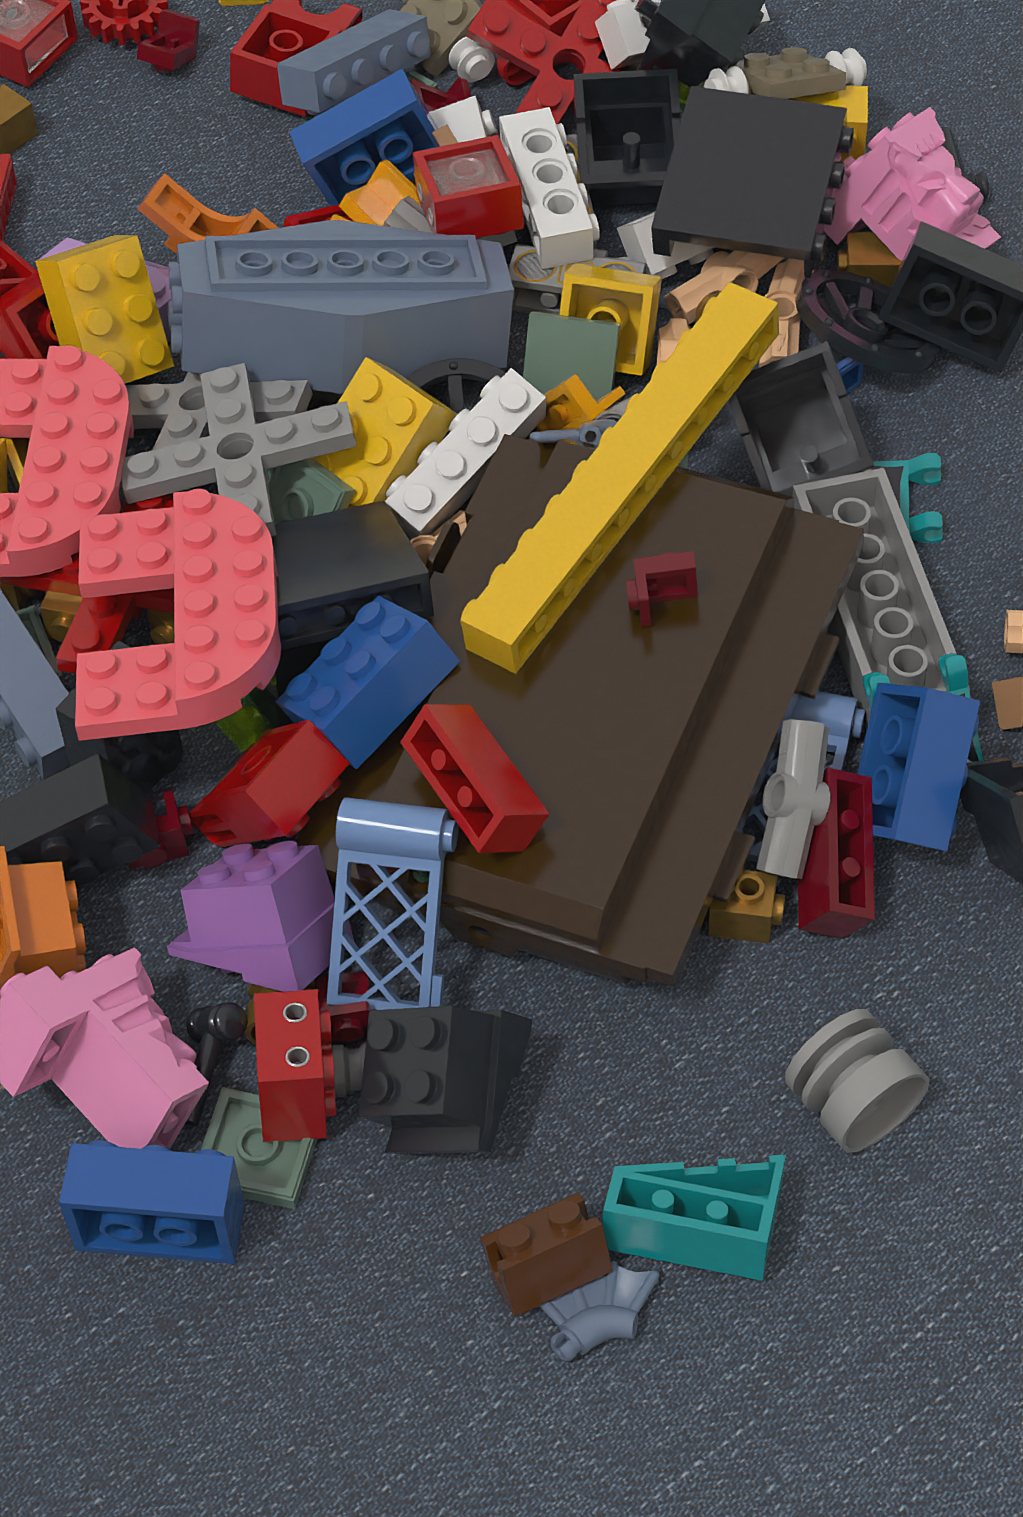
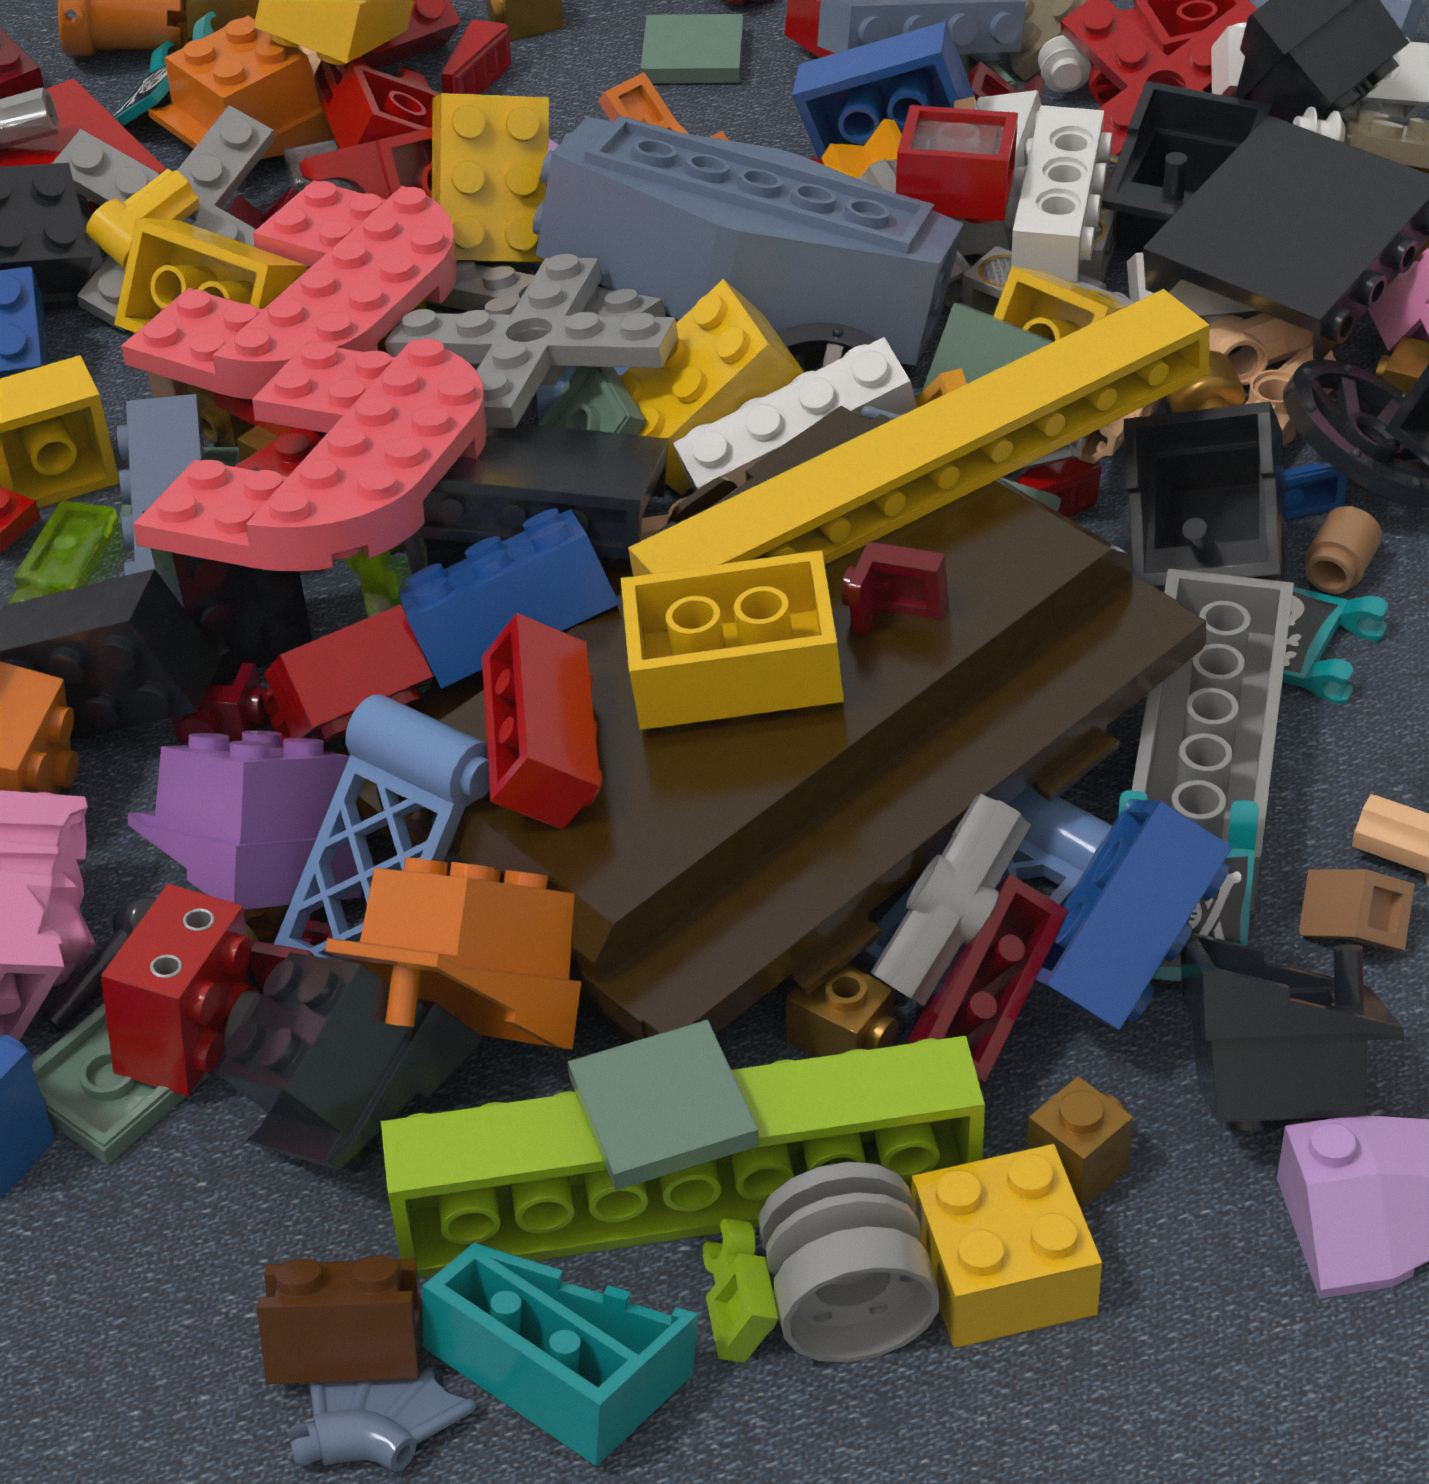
camera: 25 degrees right, 10 degrees down
(160, 125) = (693, 48): none -> sand green tile
(505, 959) = (473, 947): none -> orange piece
(576, 667) = (731, 640): none -> yellow brick
(700, 1023) = (662, 1104): none -> sand green tile
(704, 1050) = (538, 1188): none -> lime brick
(791, 1126) = (742, 1299): none -> lime plate
(886, 421) = (1342, 549): none -> medium nougat brick
(945, 1023) = (1007, 1245): none -> yellow brick
(948, 936) = (1089, 1134): none -> pearl gold brick

